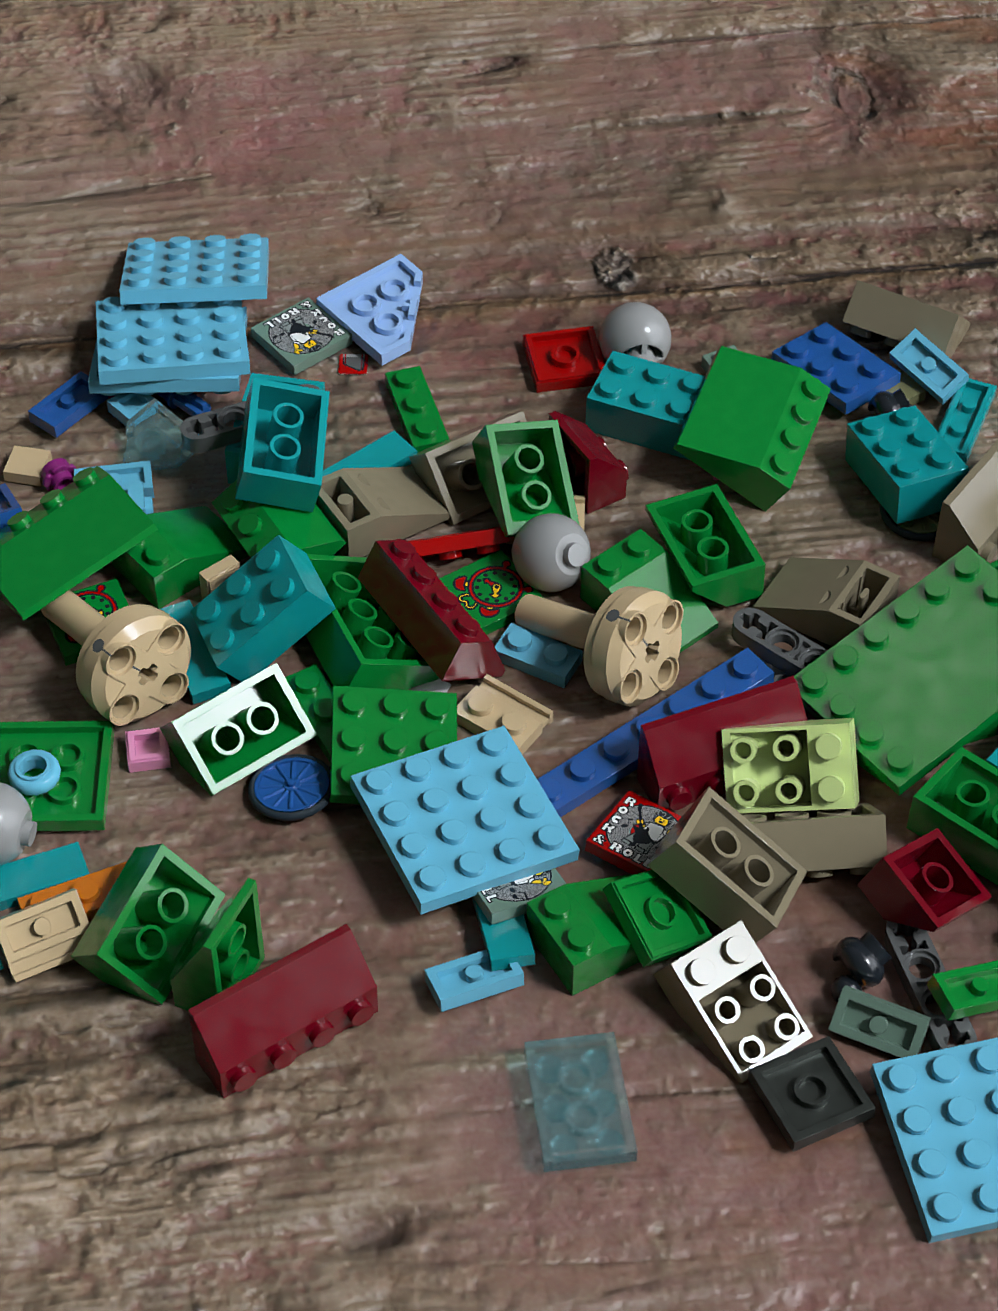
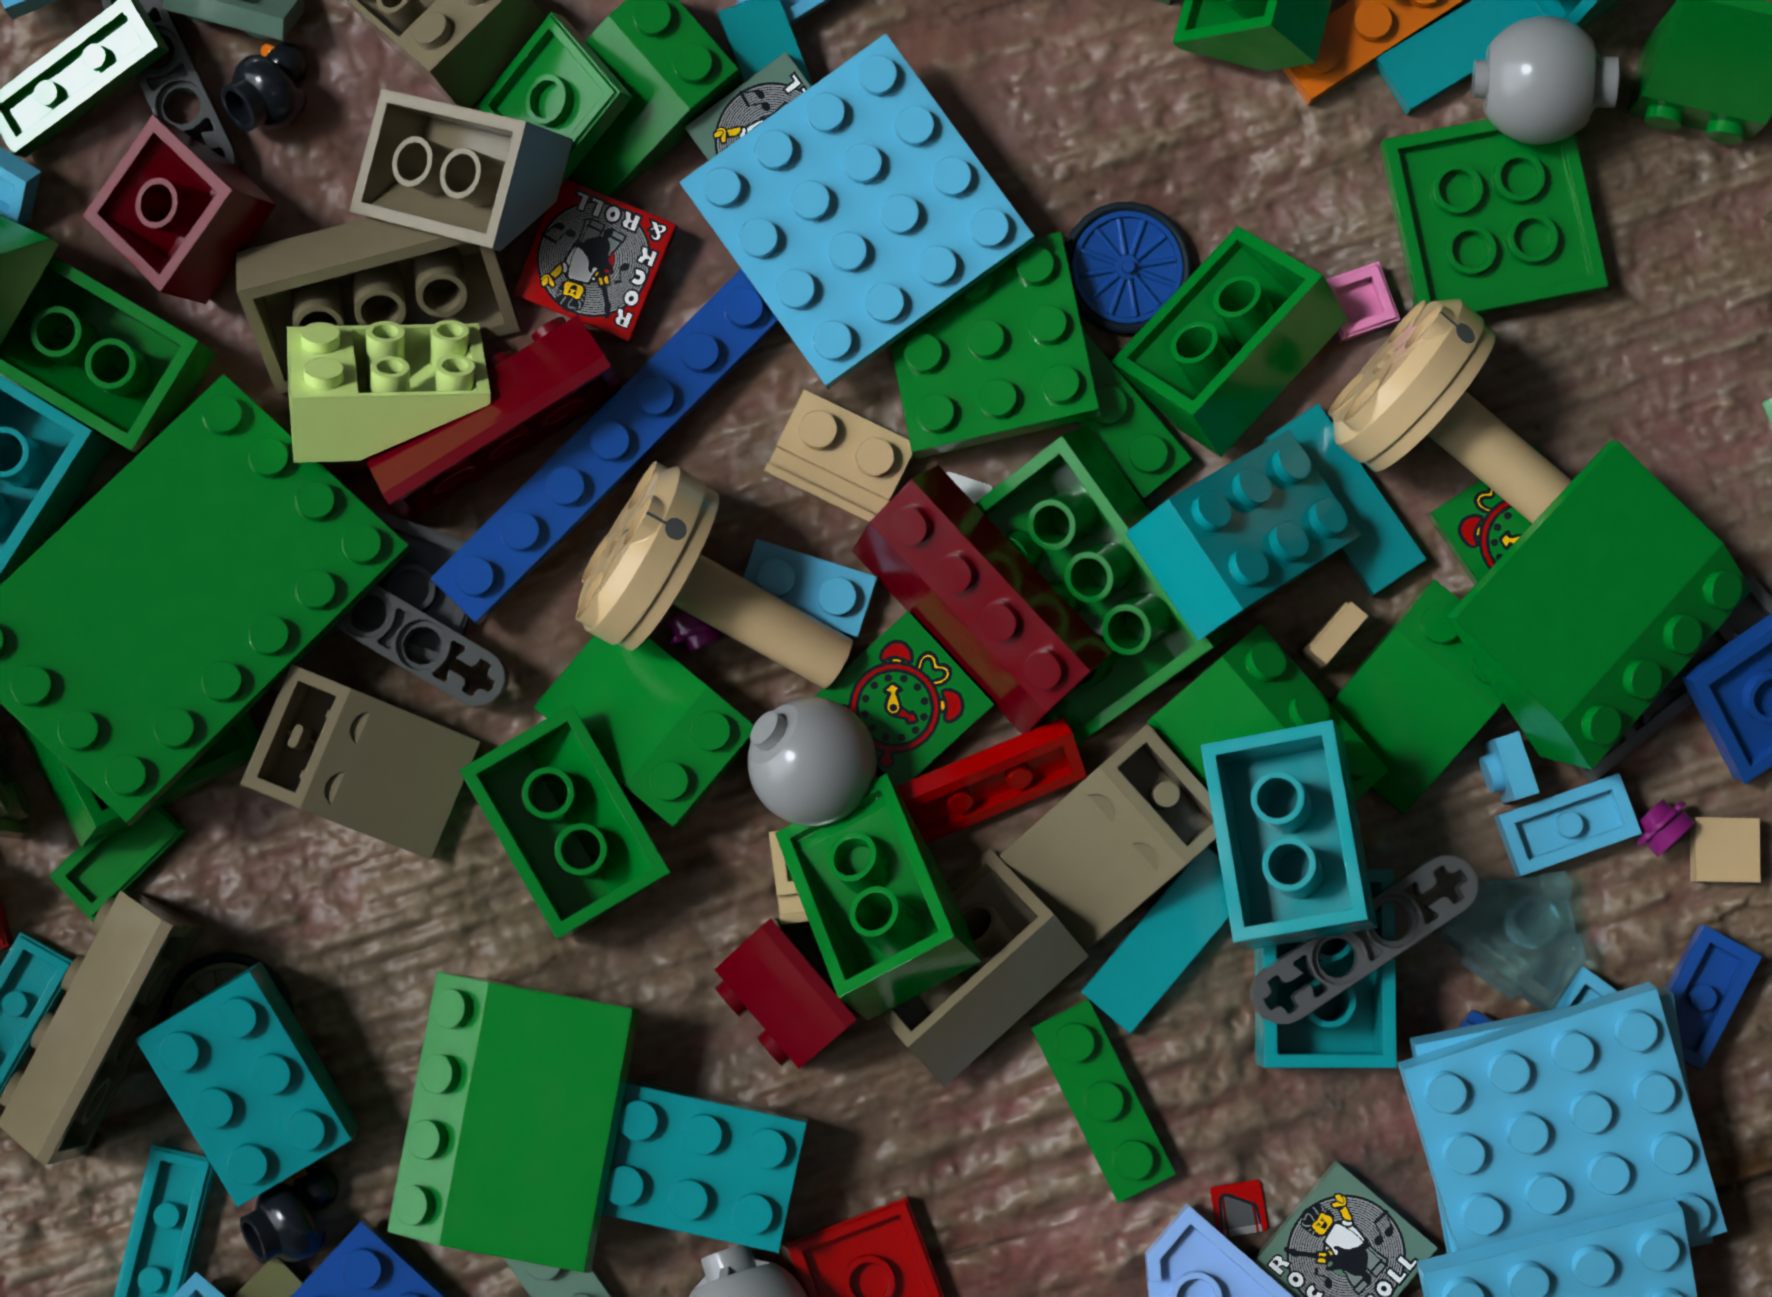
camera: 175 degrees right, 35 degrees up
(37, 784) = (1522, 169): medium azure piece -> none

